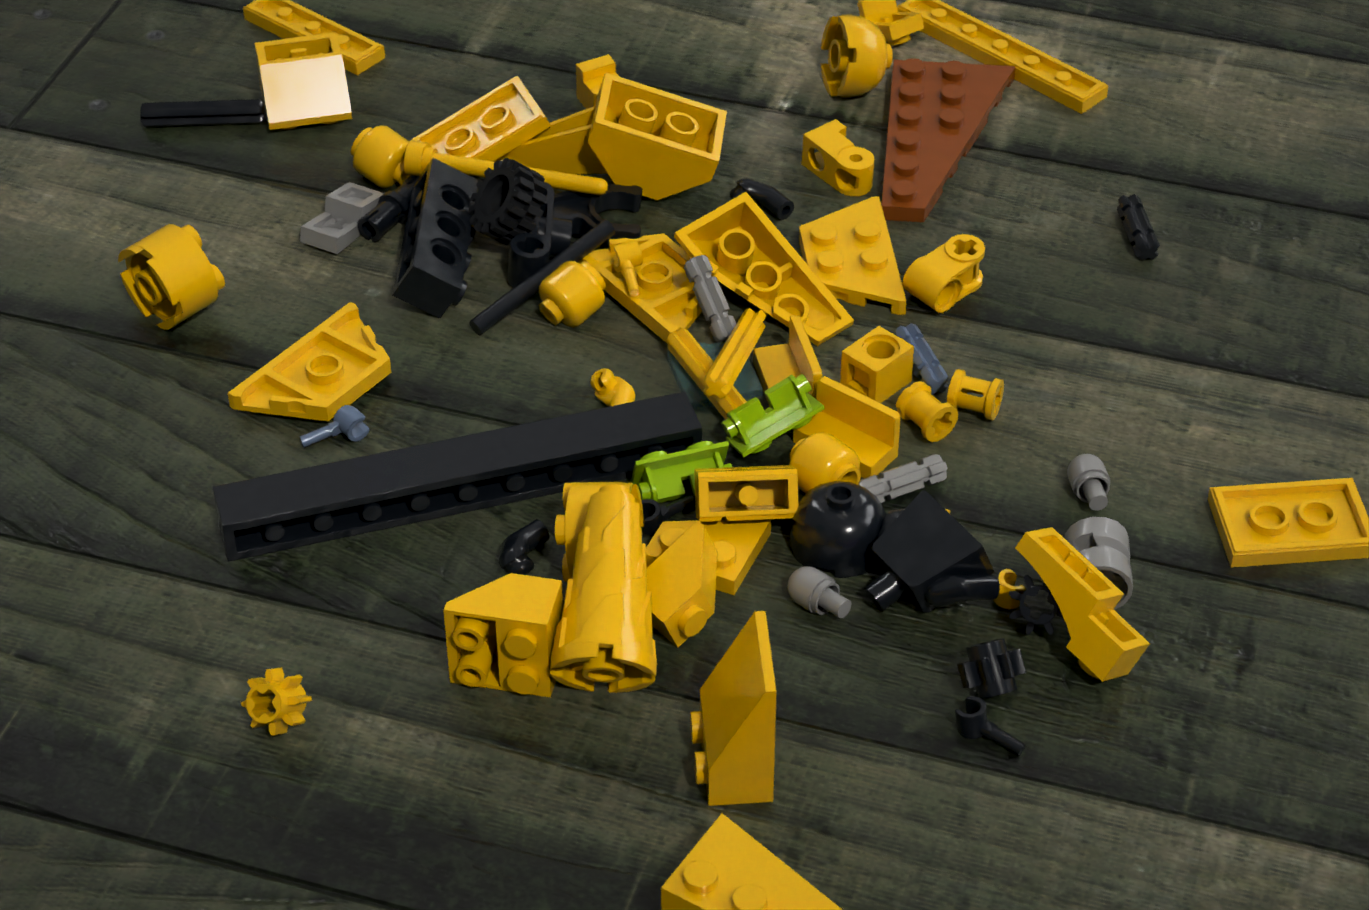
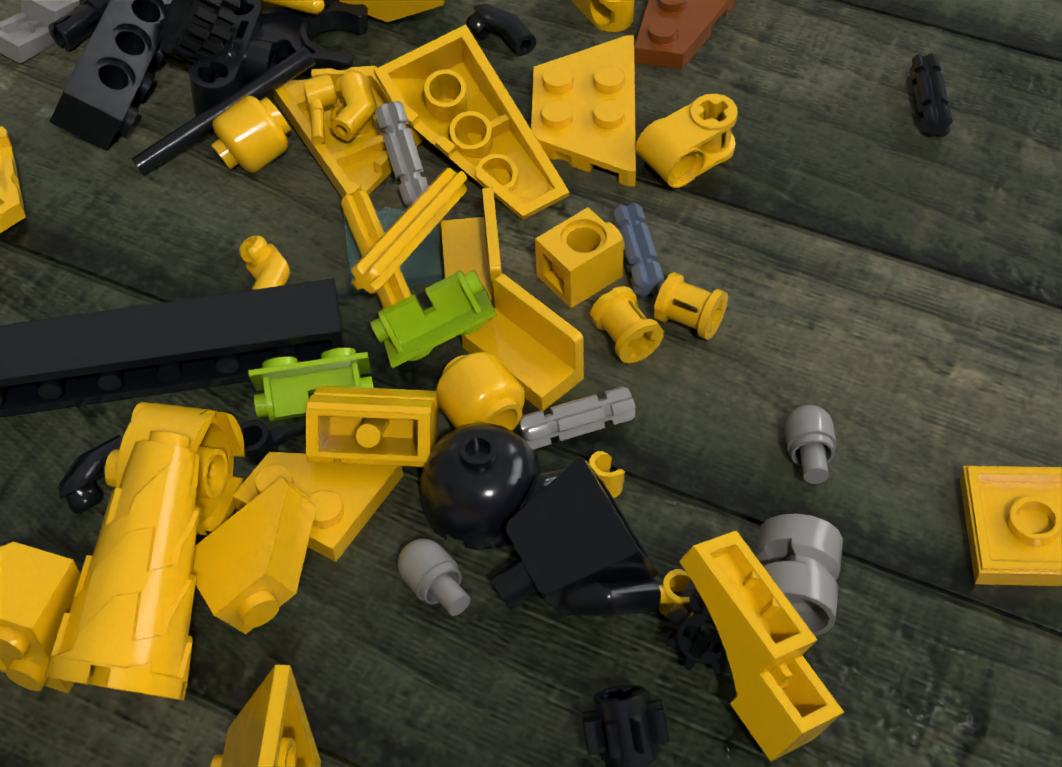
camera: 10 degrees right, 10 degrees up
(663, 260) = (359, 103): none -> yellow arm

